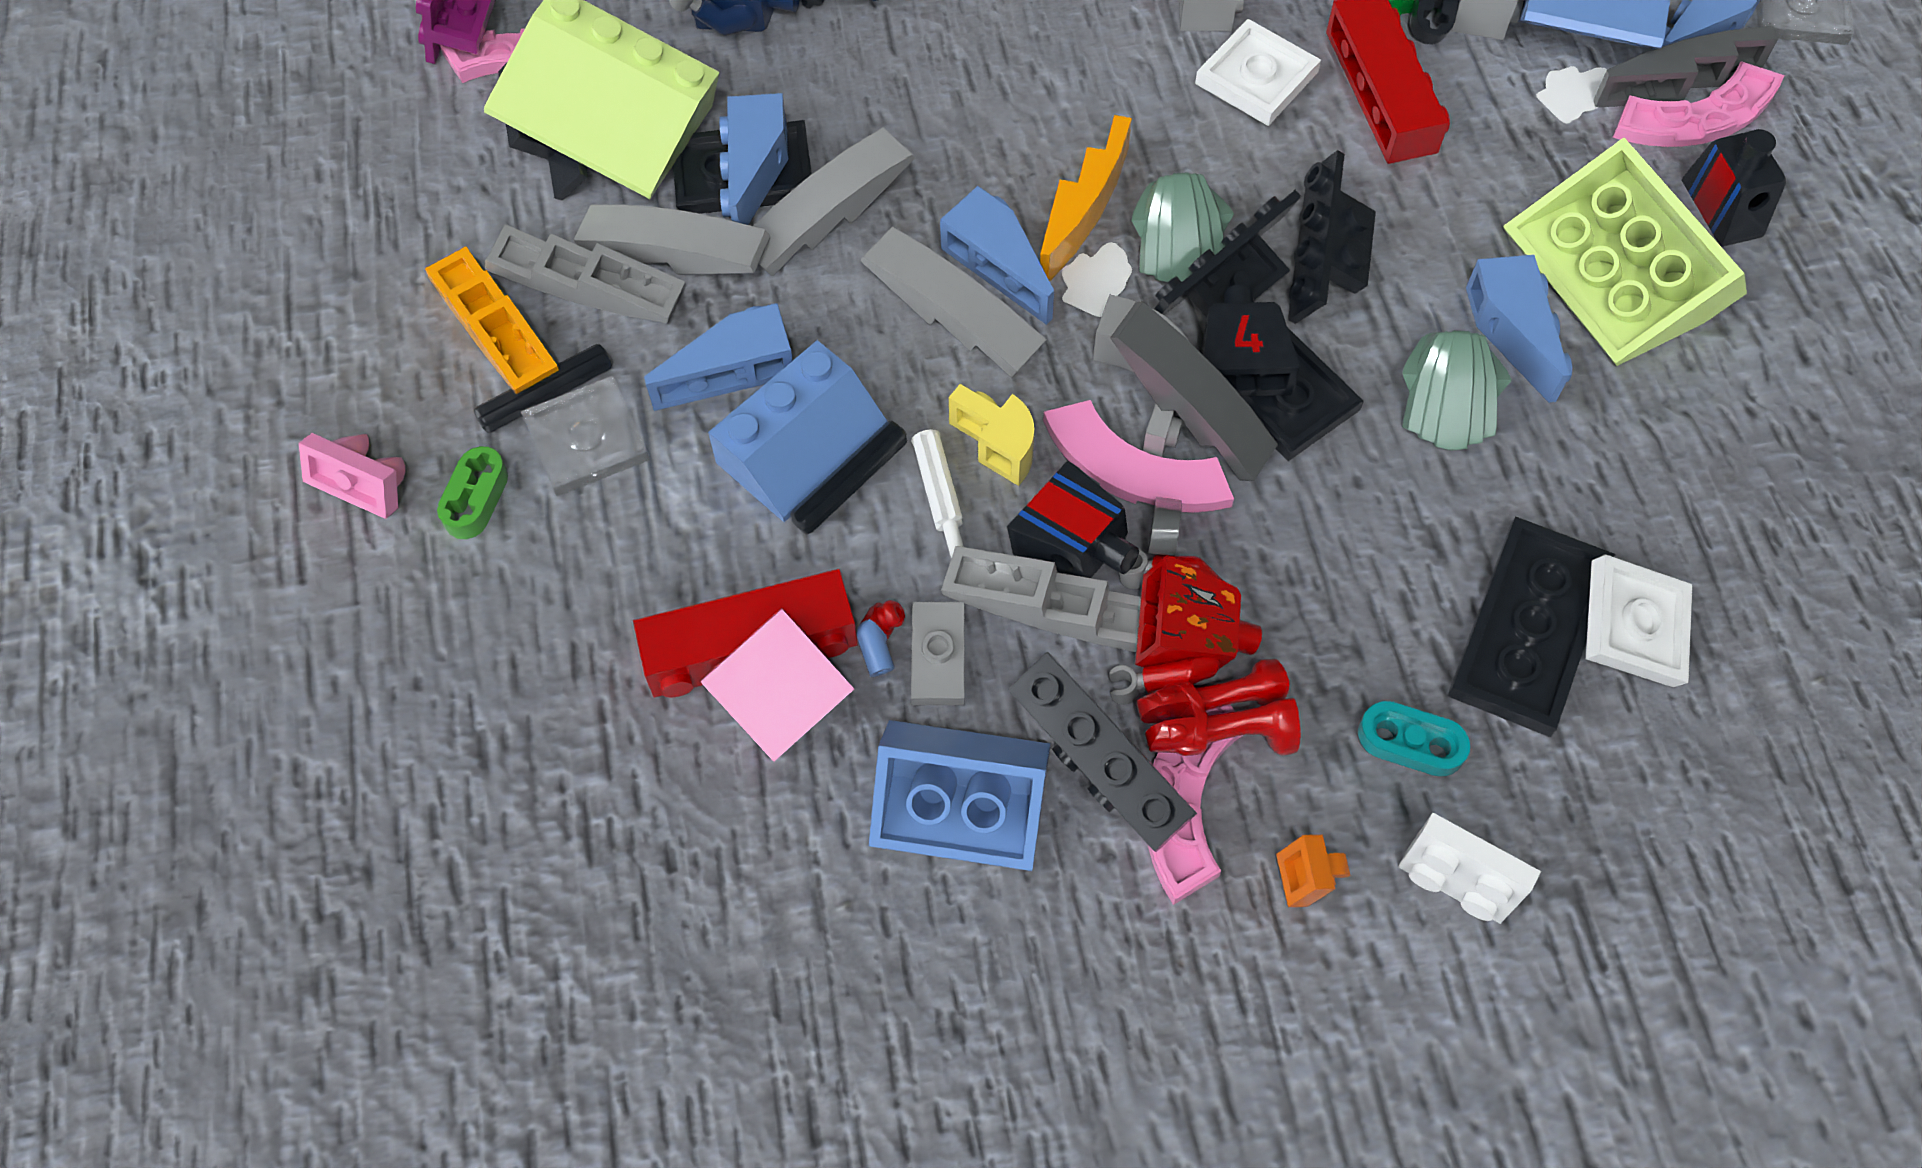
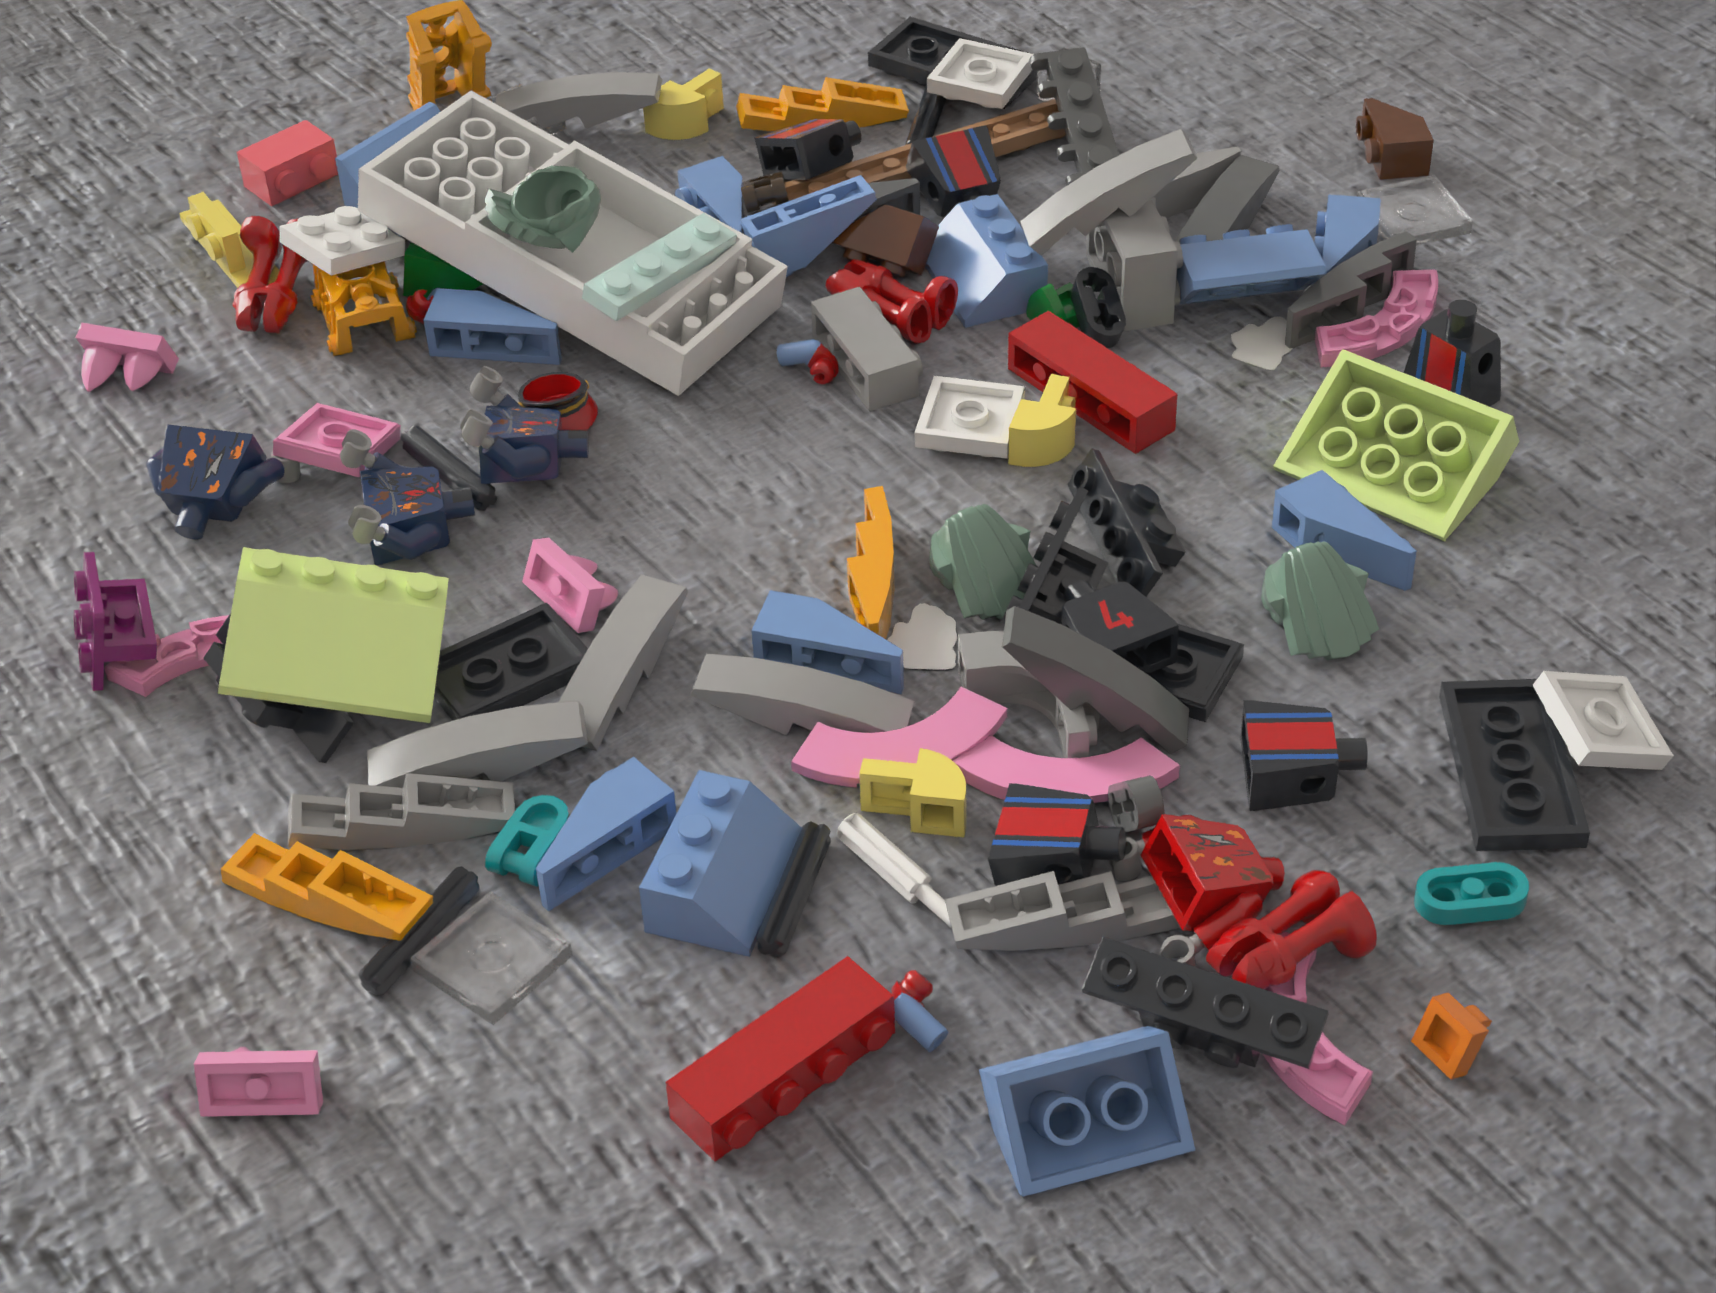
camera: 25 degrees left, 20 degrees down
(466, 490) = (413, 1050): bright green beam -> none
(673, 328) = (533, 826): none -> teal plate
(755, 154) = (519, 636): medium blue slope -> none
(777, 685) = (849, 1081): bright pink tile -> none
(823, 104) = (567, 584): none -> bright pink tile
(937, 653) = (982, 1004): light grey plate -> none
(1039, 386) = (957, 727): none -> bright pink tile
(1314, 111) = (1043, 429): none -> light yellow brick
(1338, 532) = (1293, 754): none -> black torso
(1468, 869) = (1592, 965): white plate -> none

